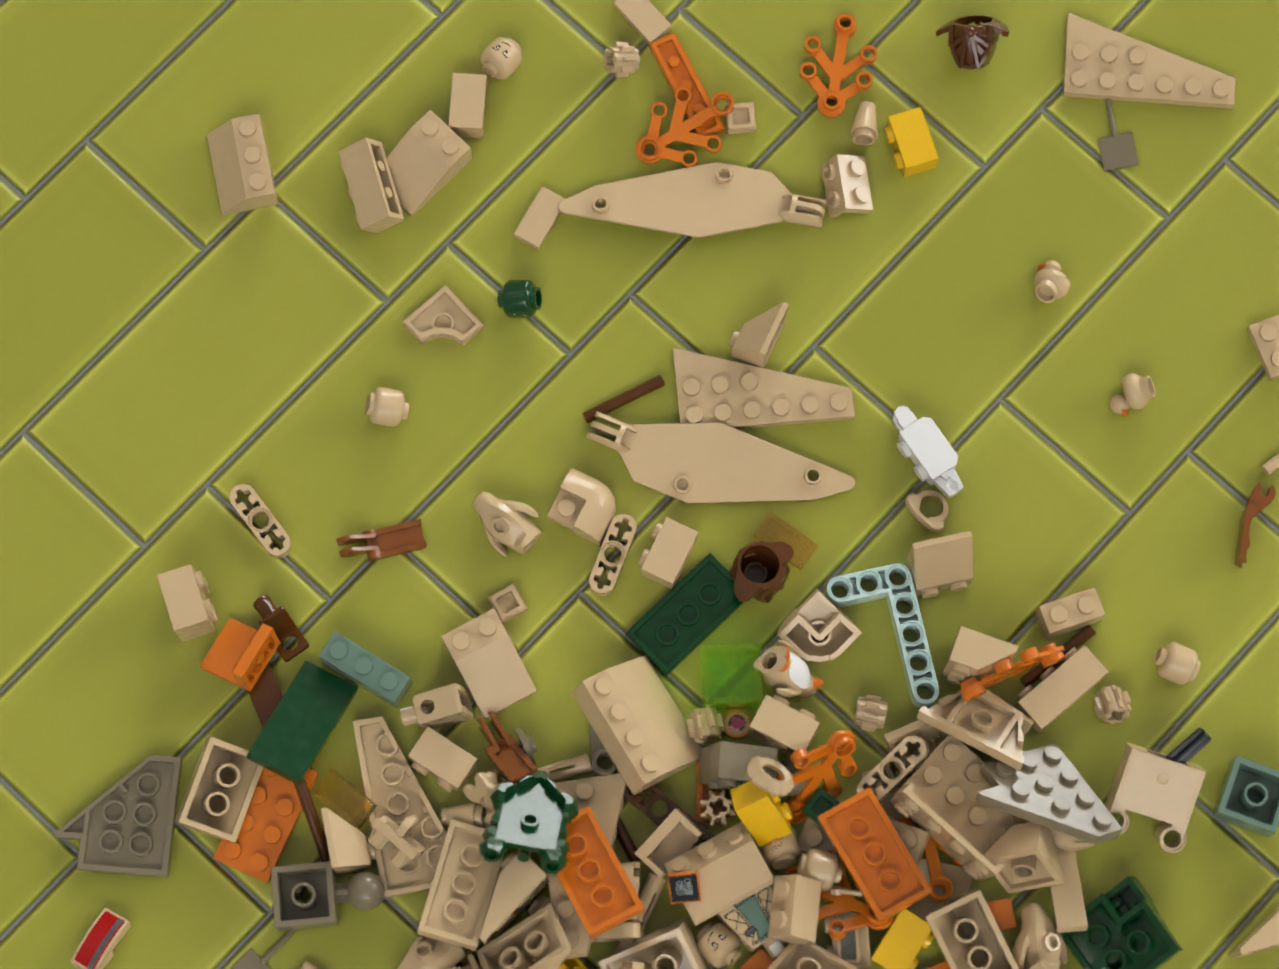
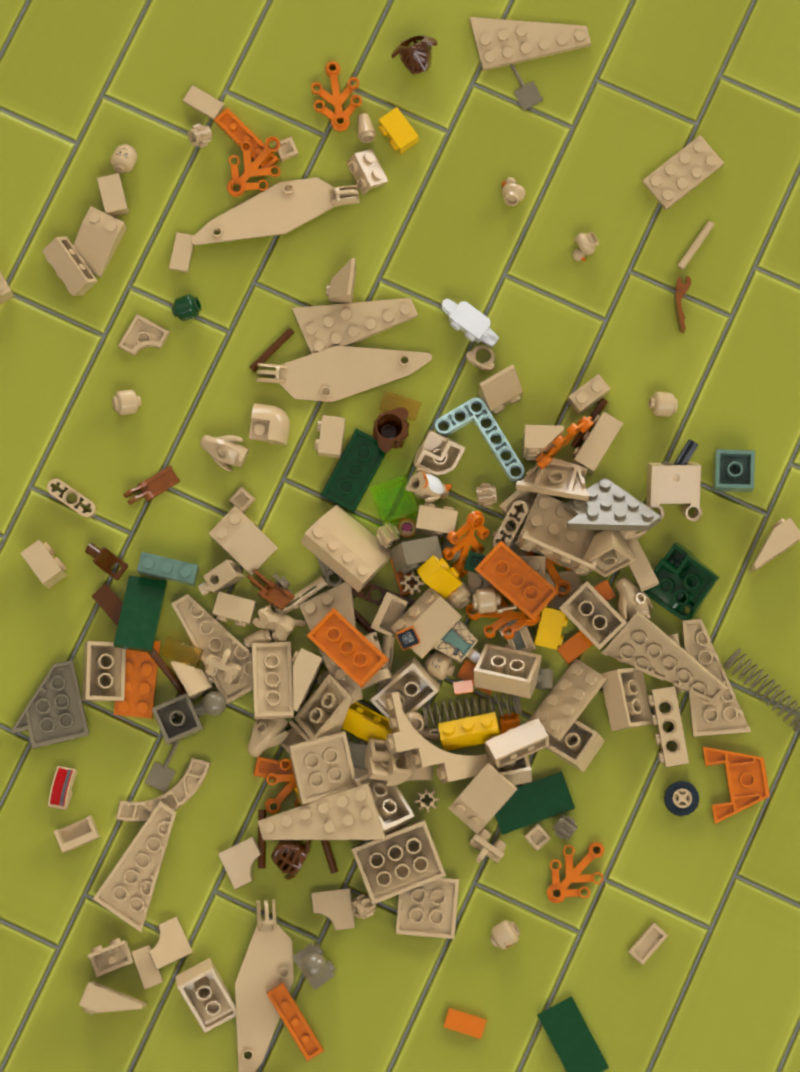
camera: 15 degrees left, 5 degrees up
(241, 653) = (88, 584): orange bracket -> none
(530, 818) = (301, 627): shield -> none
(613, 532) = (302, 435): tan beam -> none
(766, 782) = (437, 558): tan piece -> none
(794, 909) = (479, 629): tan brick -> none
(1112, 704) = (631, 442): tan gear -> none

